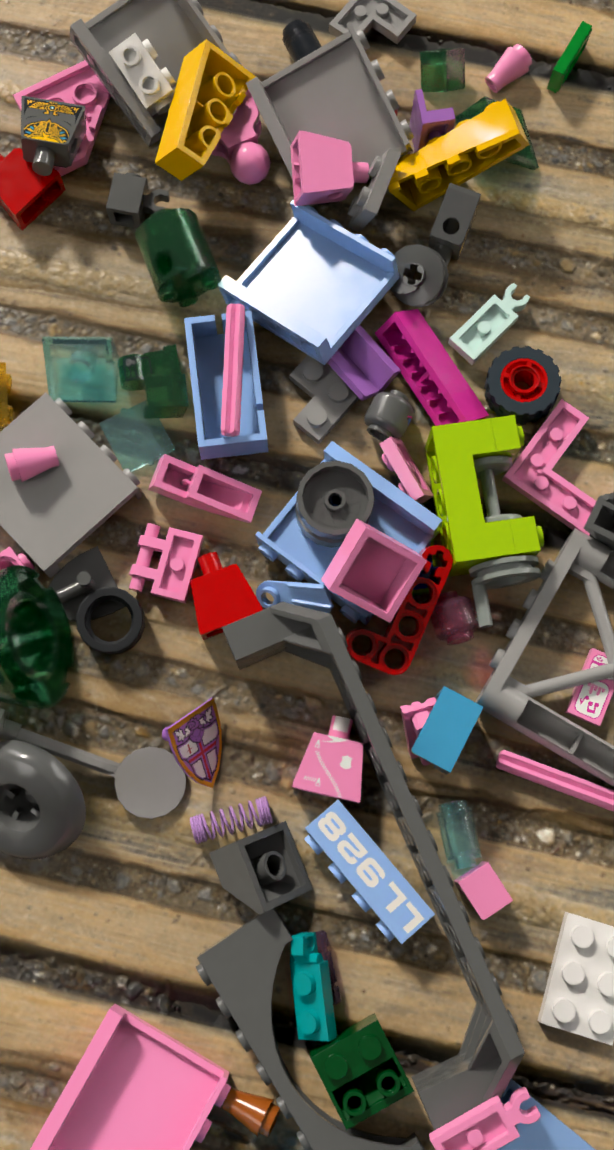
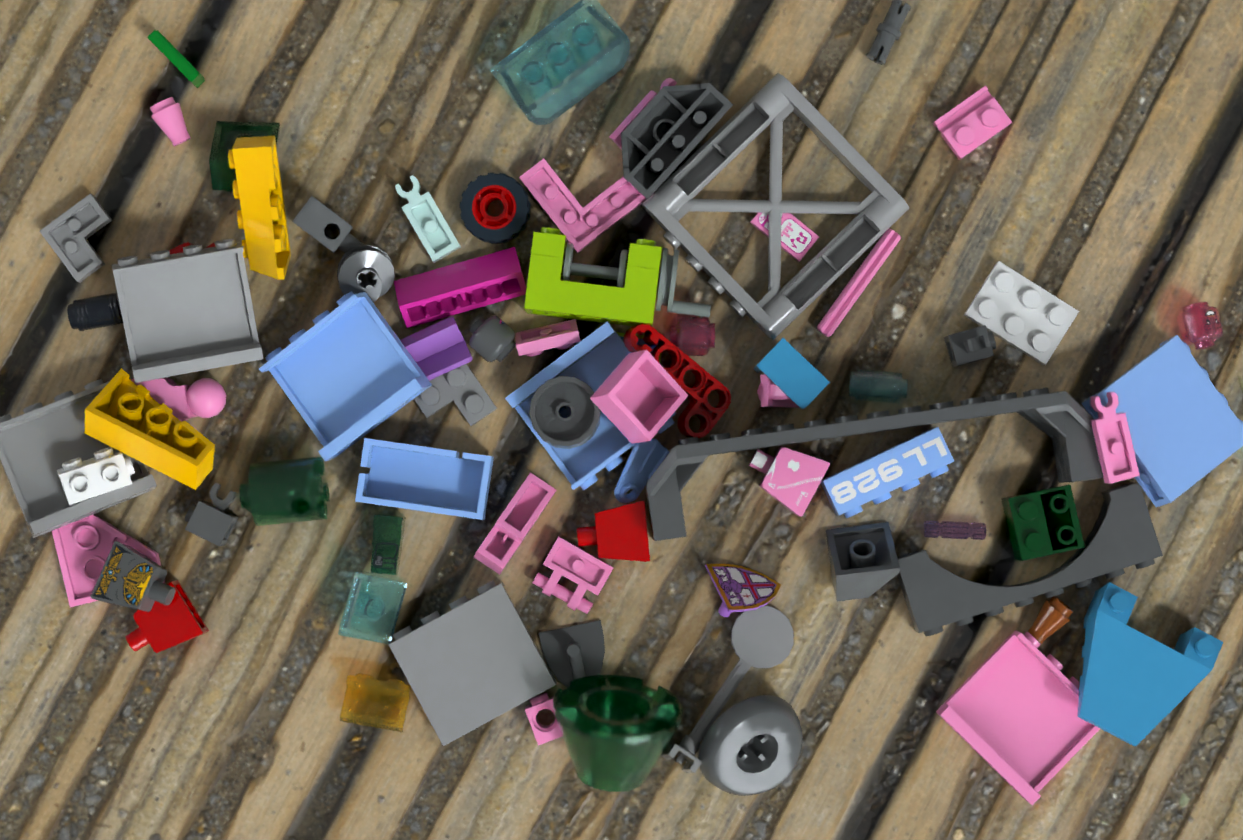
camera: 75 degrees left, 10 degrees up
(29, 462) = (455, 673): bright pink cone -> none
(84, 624) = (636, 630): black tyre -> none
(136, 439) = (445, 572): clear light blue piece -> none
(165, 396) = (418, 536): clear green panel -> none
(199, 824) = (812, 604): lavender piece -> none
(233, 370) = (419, 469): bright pink axle -> none
(311, 990) = (969, 545): teal hinge -> none
(323, 169) = (242, 332): bright pink torso -> none
(368, 202) = (282, 298): light grey plate -> none
(428, 124) = (225, 219): medium lavender panel -> none
(442, 70) = (155, 185): clear green panel -> none
(483, 890) = (929, 380): bright pink panel -> none
(535, 927) = (970, 345): none -> dark grey brick

